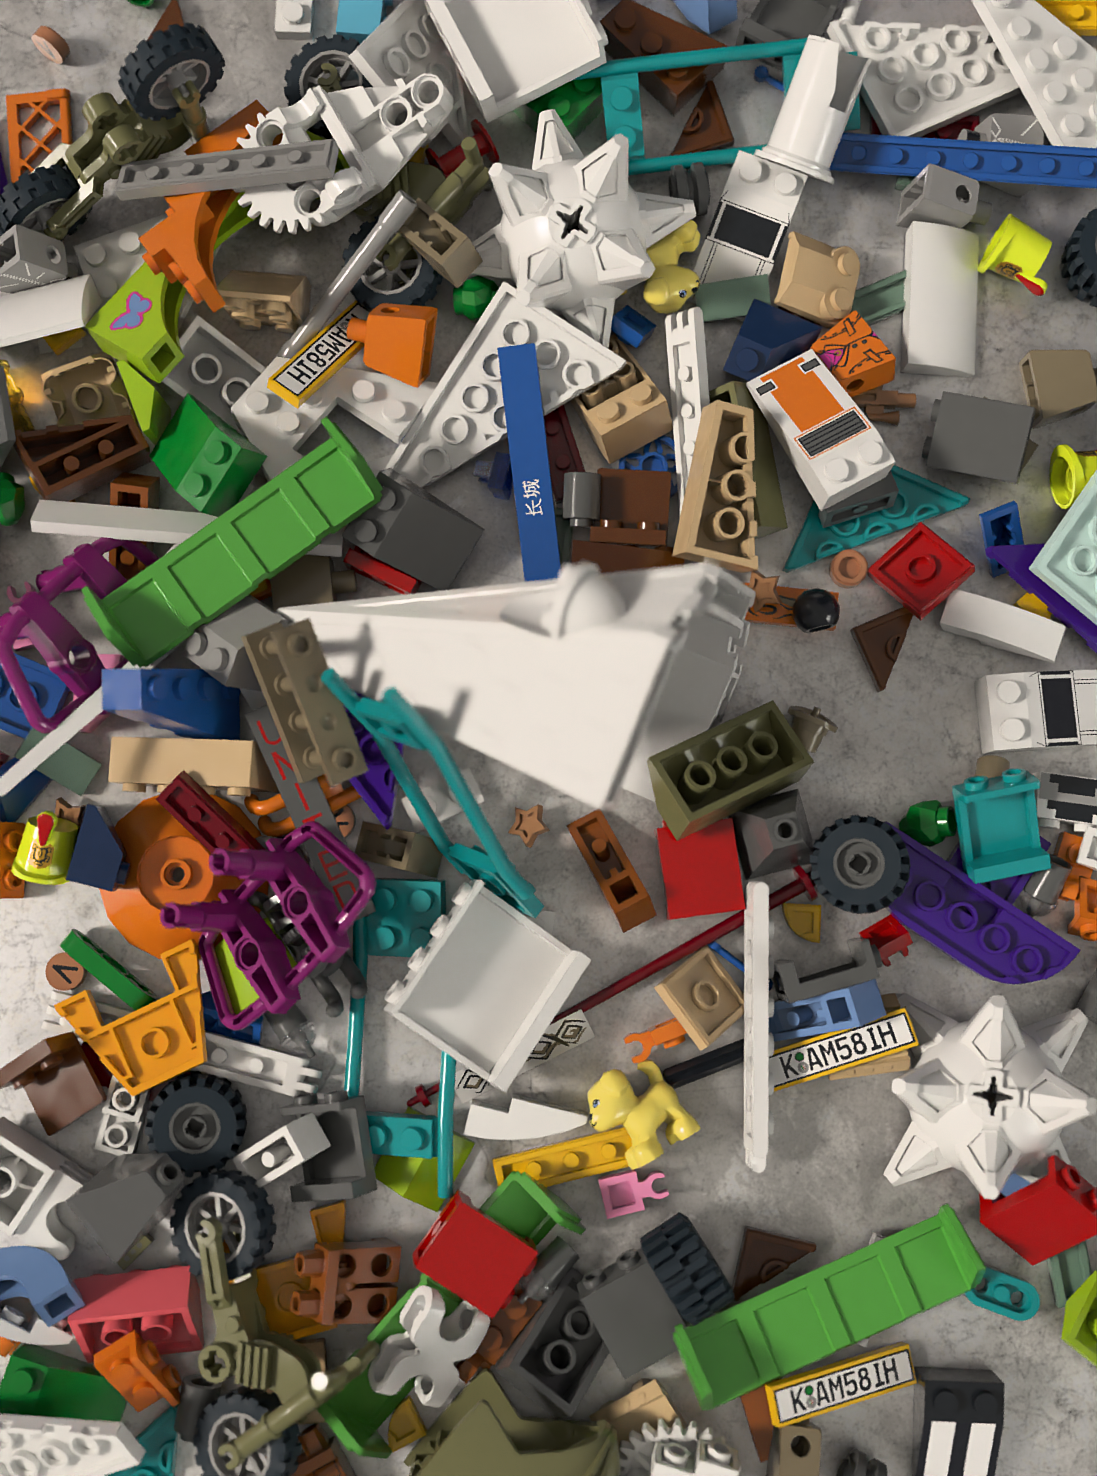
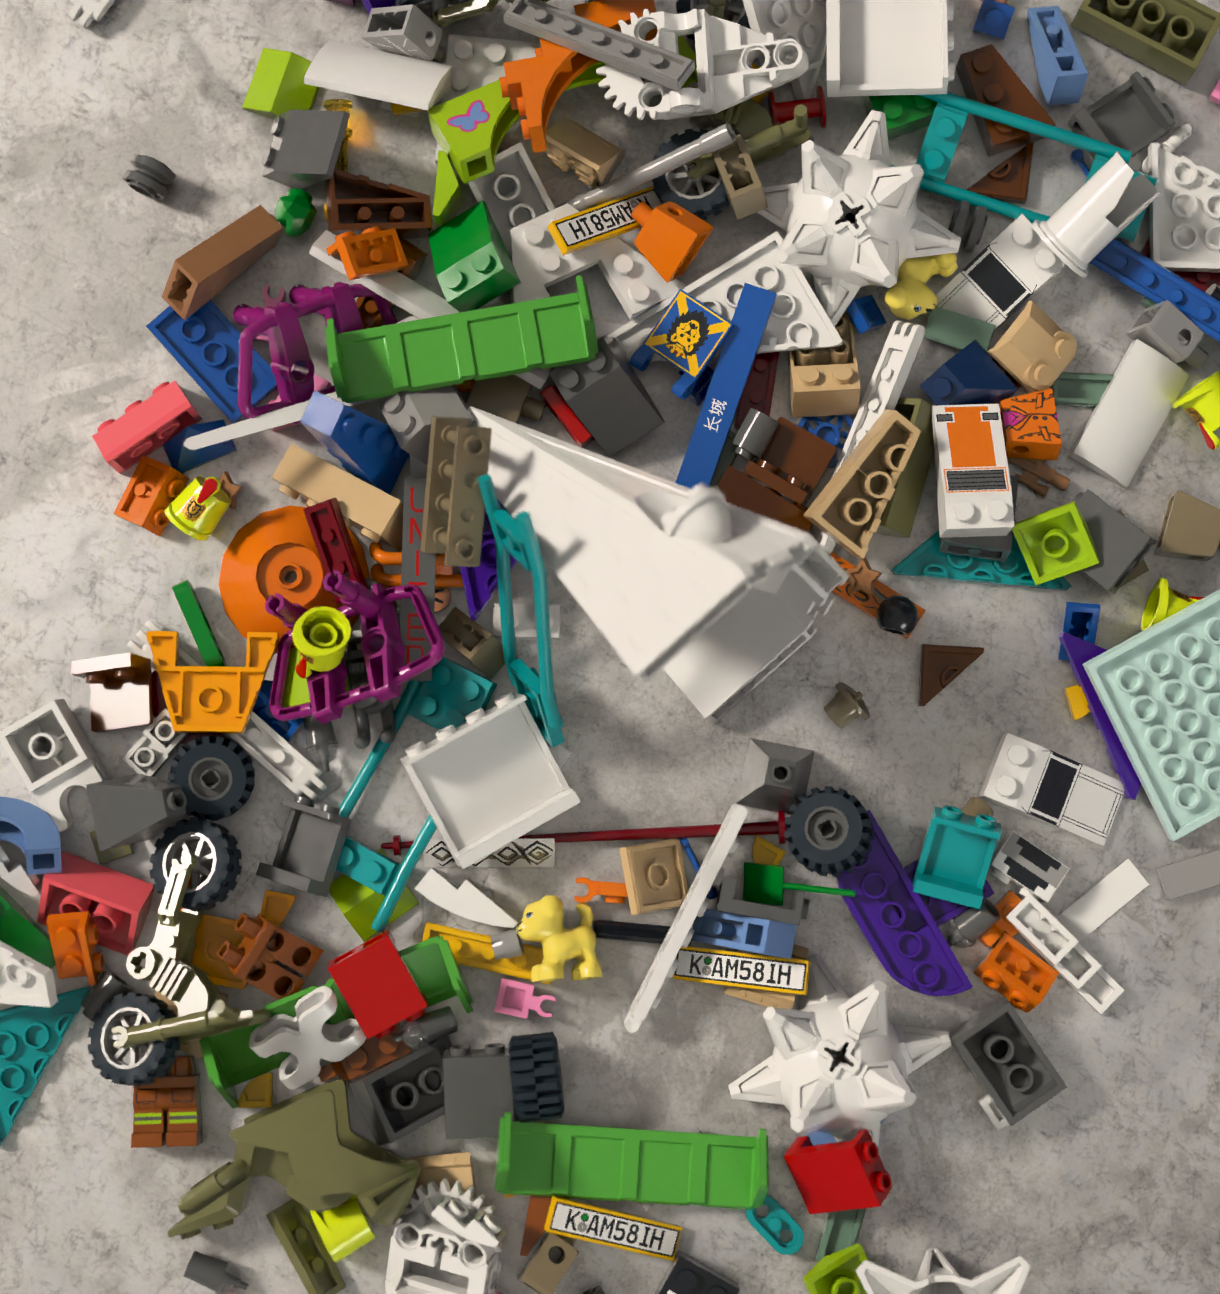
camera: 30 degrees right, 0 degrees up
(64, 972) = (165, 610): nougat tile -> none
(66, 765) = (245, 451): sand green tile -> none
(86, 390) = (403, 158): tan slope -> none
(94, 500) = (369, 253): none -> orange bracket
(98, 853) = (238, 530): dark blue slope -> none
(238, 928) = (321, 639): none -> neon yellow hat
(283, 1150) = (269, 831): white brick -> none
(464, 433) = (685, 337): none -> flag
(474, 297) = (750, 230): green rock -> none
(529, 824) = (585, 673): medium nougat piece -> none
(587, 1144) = (507, 945): none -> light grey hose
(612, 870) = (632, 742): dark orange slope -> none
(700, 871) = (703, 773): red panel -> none
(726, 769) = (762, 705): olive slope -> none
(764, 1257) = (603, 1104): reddish brown tile -> none
(819, 948) = (766, 883): none -> green piece
(848, 568) = (944, 595): nougat tile -> none
(888, 937) = (824, 906): red tile -> none
(921, 570) = (1000, 624): red tile -> none
(929, 822) = (904, 828): green rock -> none
(940, 460) = (1056, 543): none -> lime slope
(1002, 626) = (1043, 700): white slope -> none

